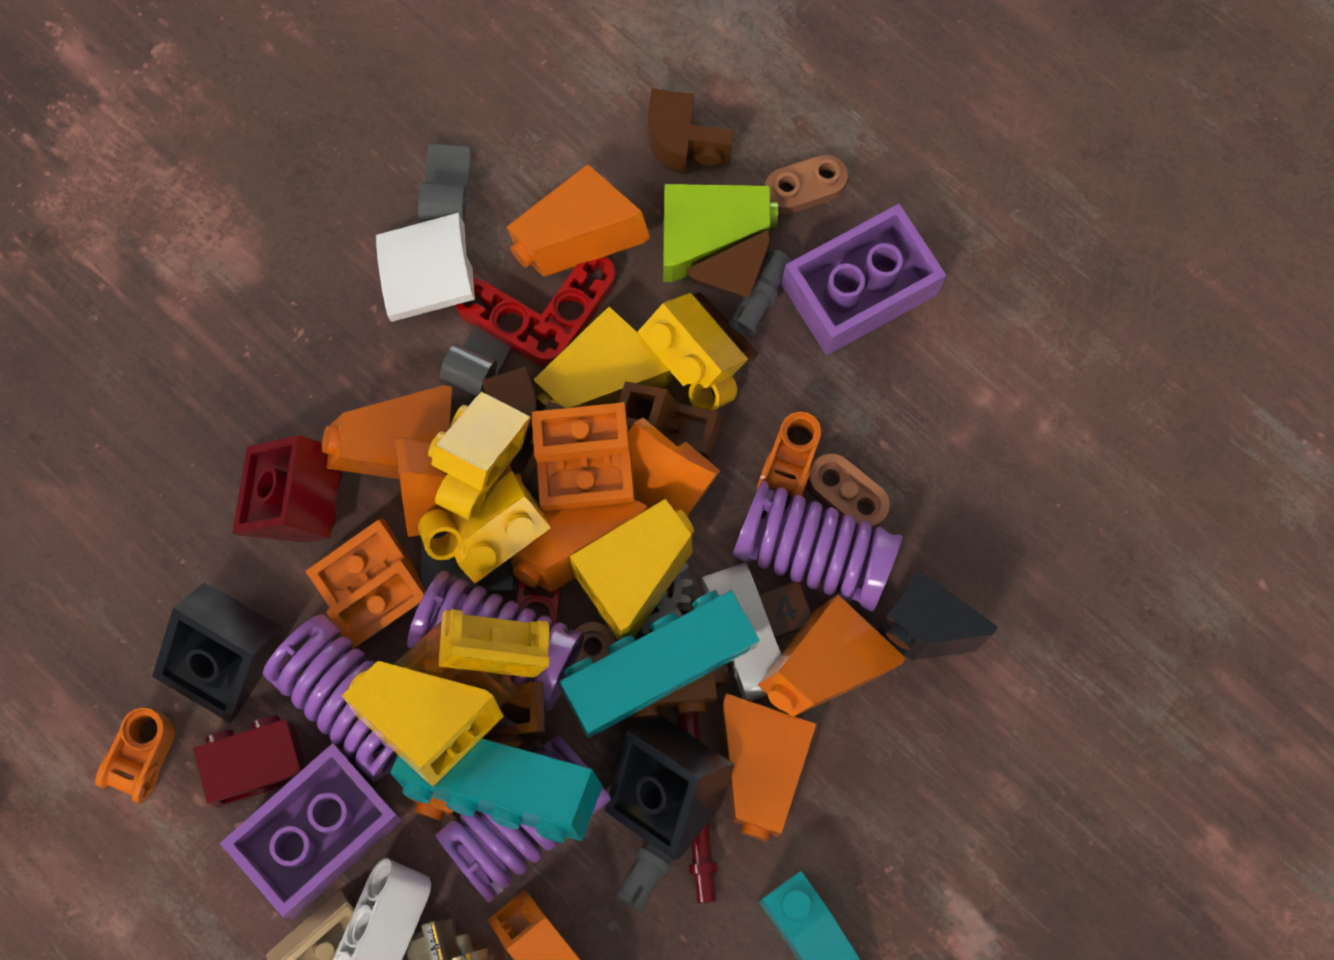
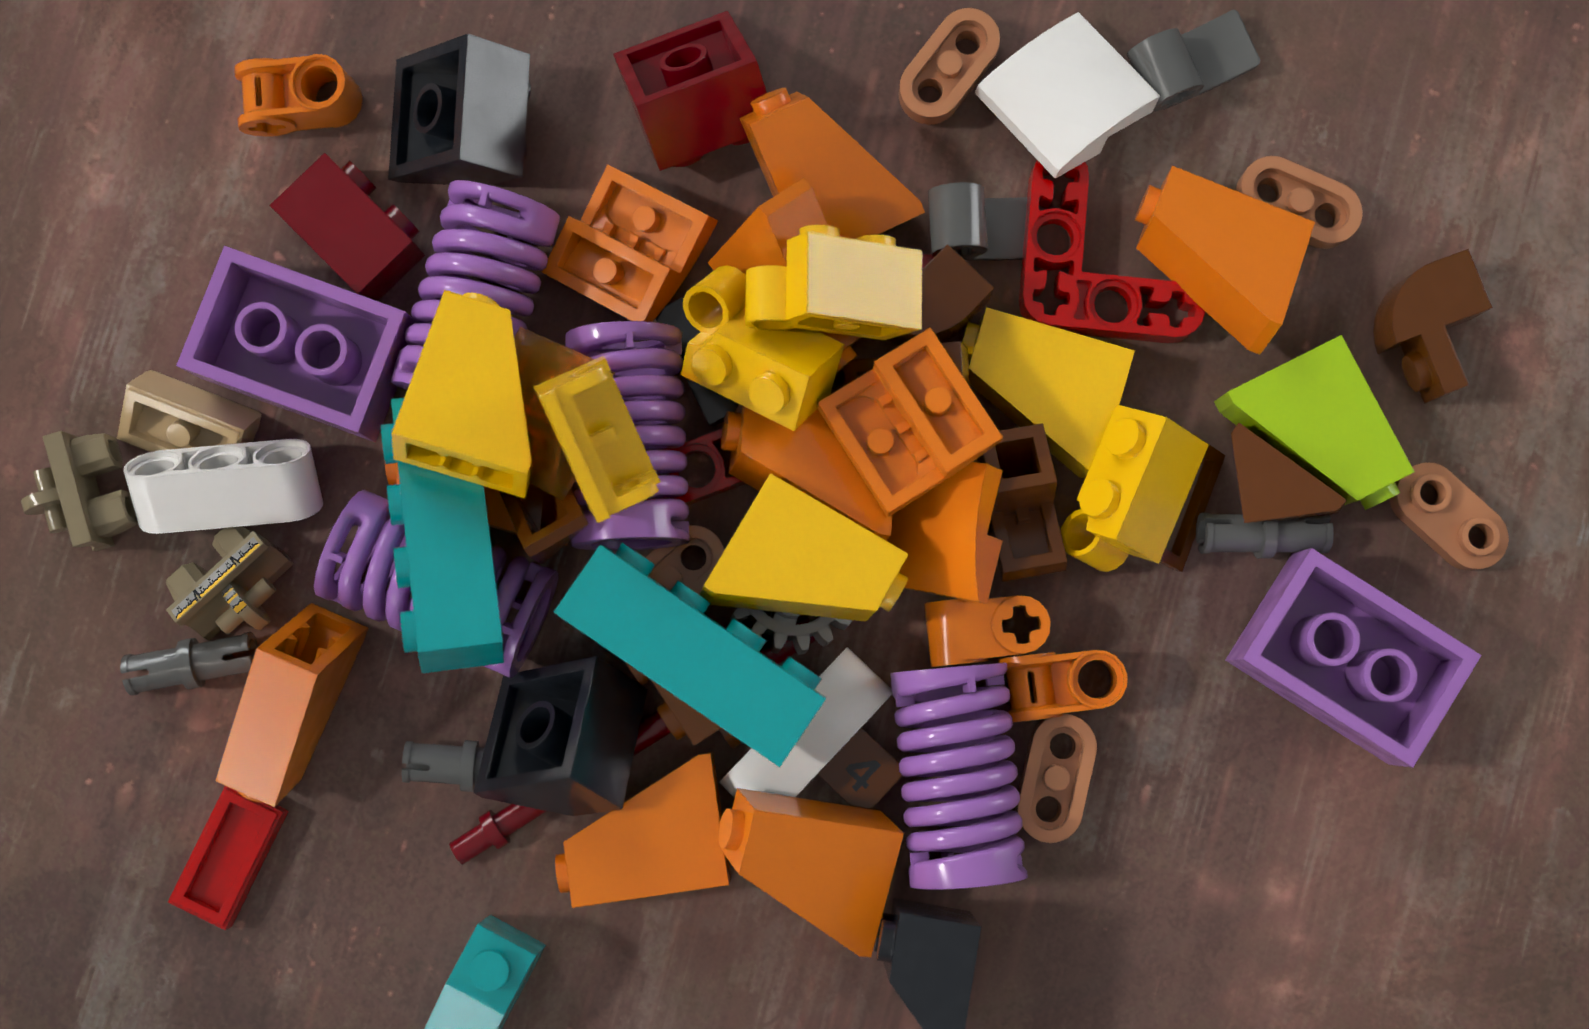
camera: 70 degrees right, 10 degrees up
(366, 330) = (946, 68): none -> nougat plate
(564, 163) = (1302, 194): none -> nougat plate
(732, 491) = (973, 631): none -> orange piece

